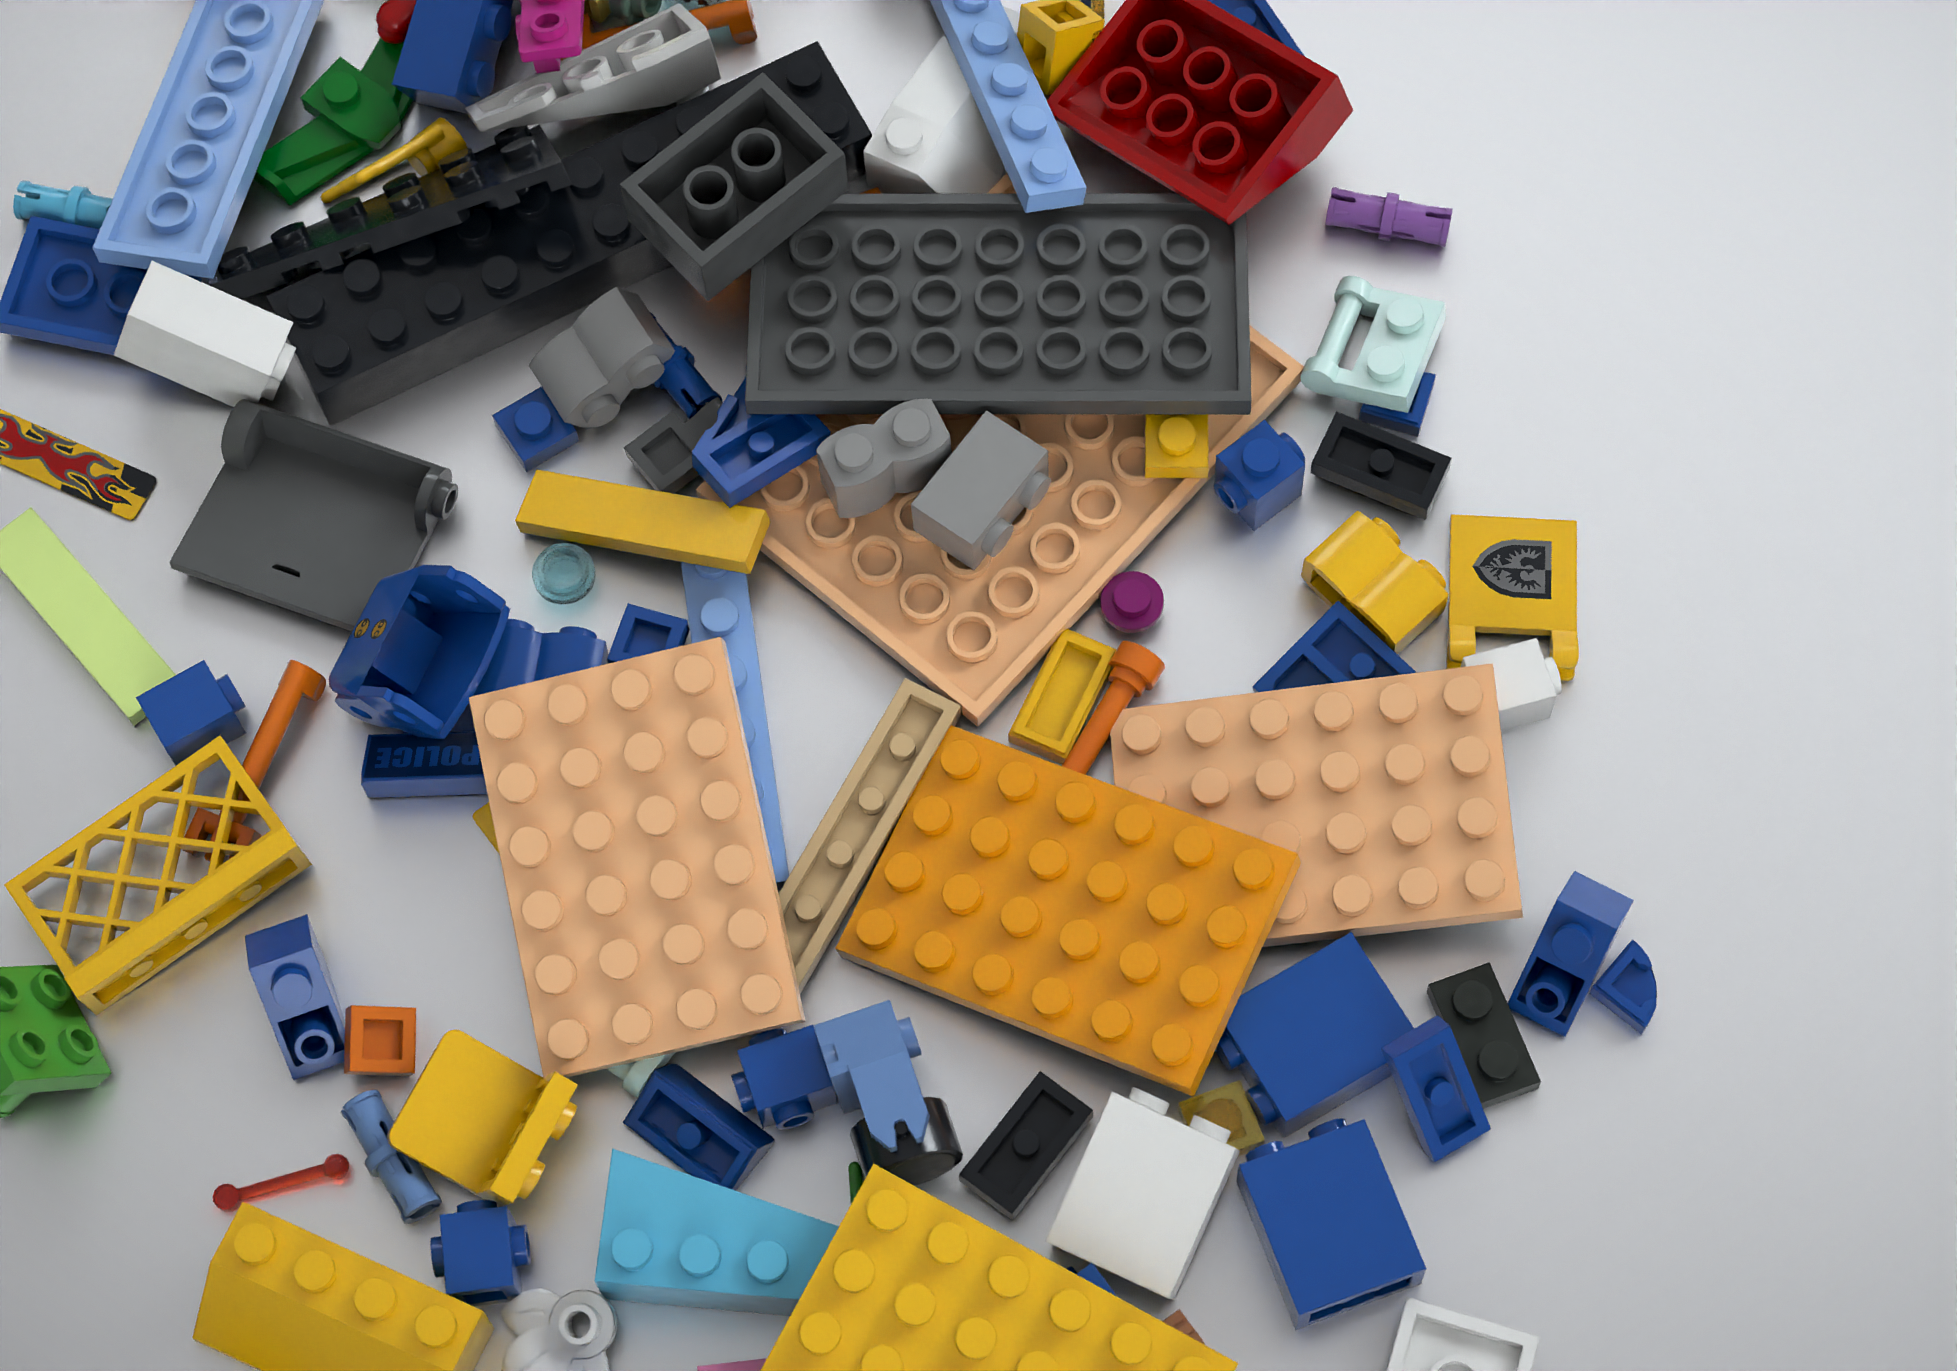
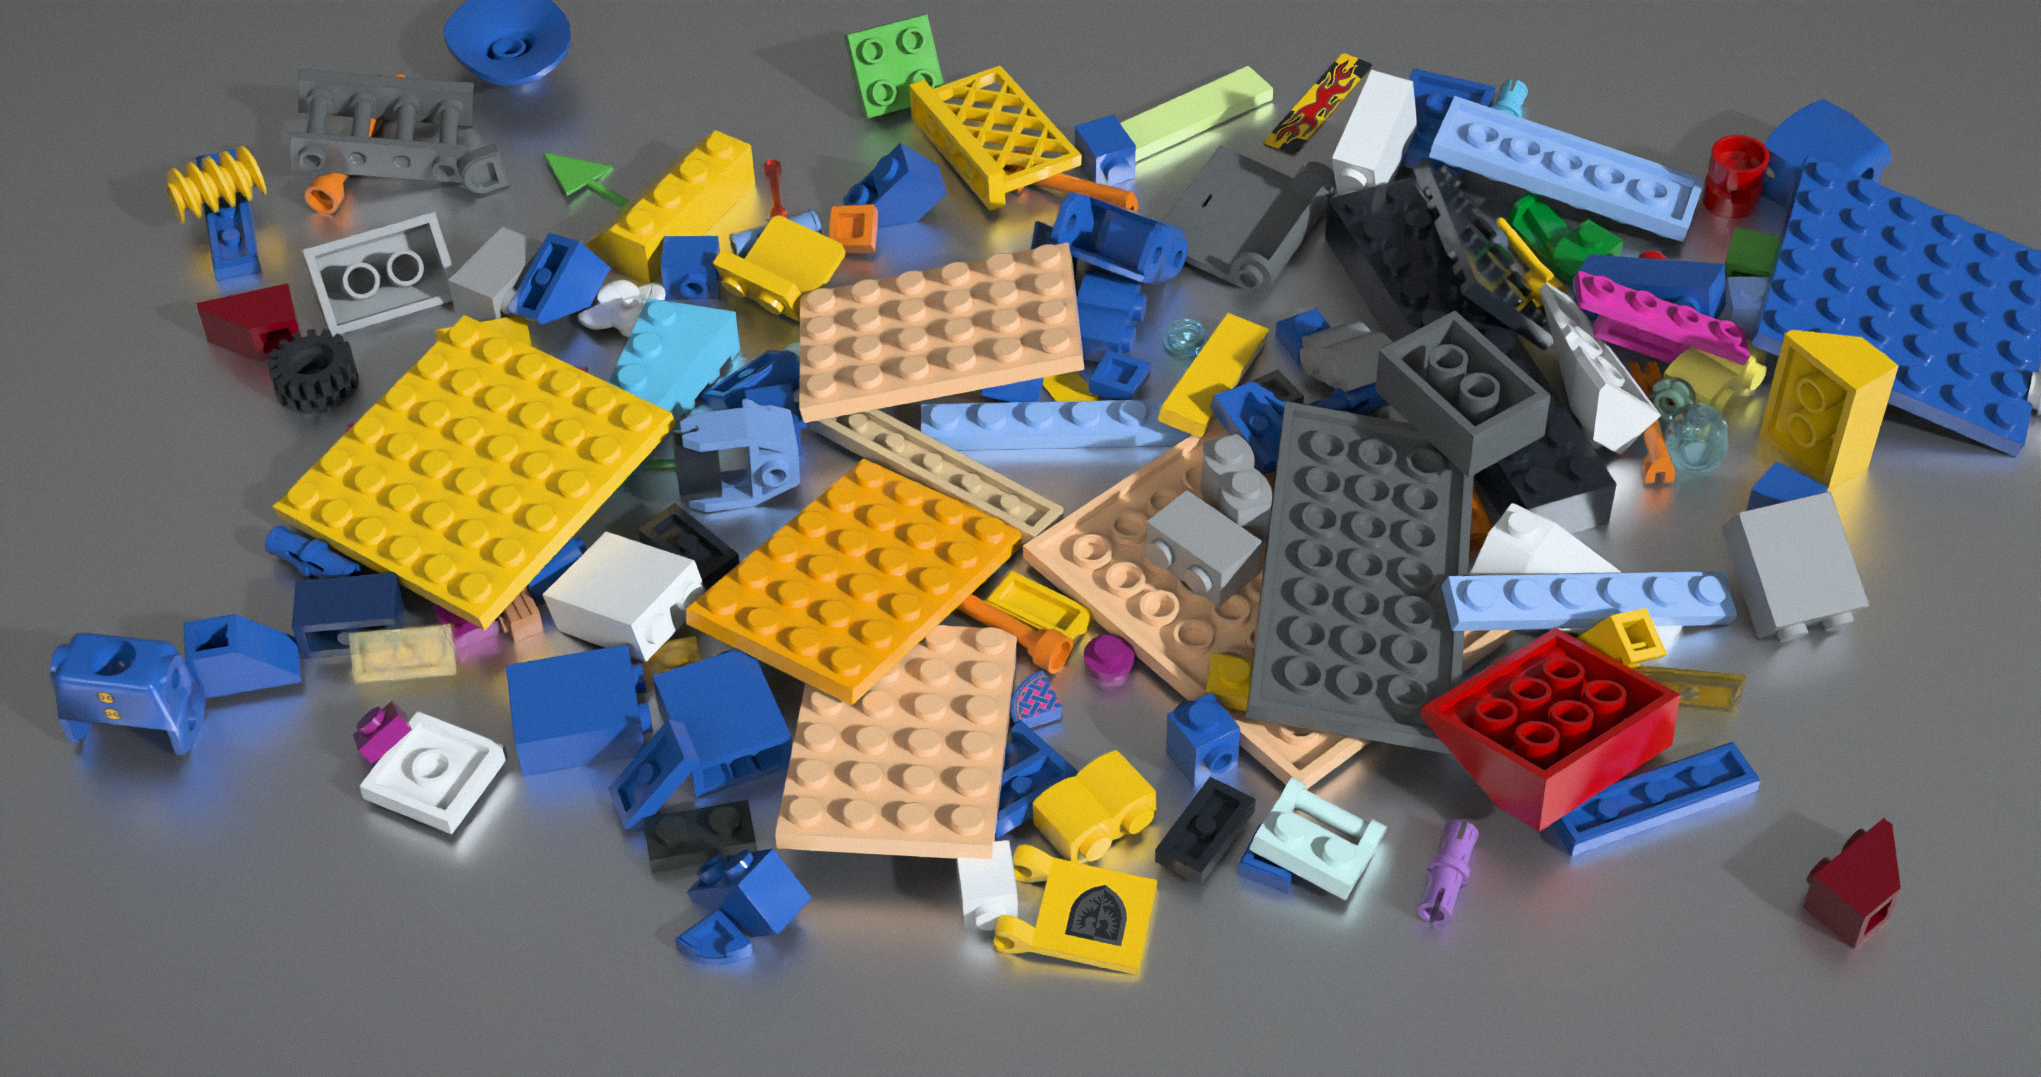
camera: 95 degrees right, 20 degrees down
(1210, 676) = (1035, 701): none -> blue tile

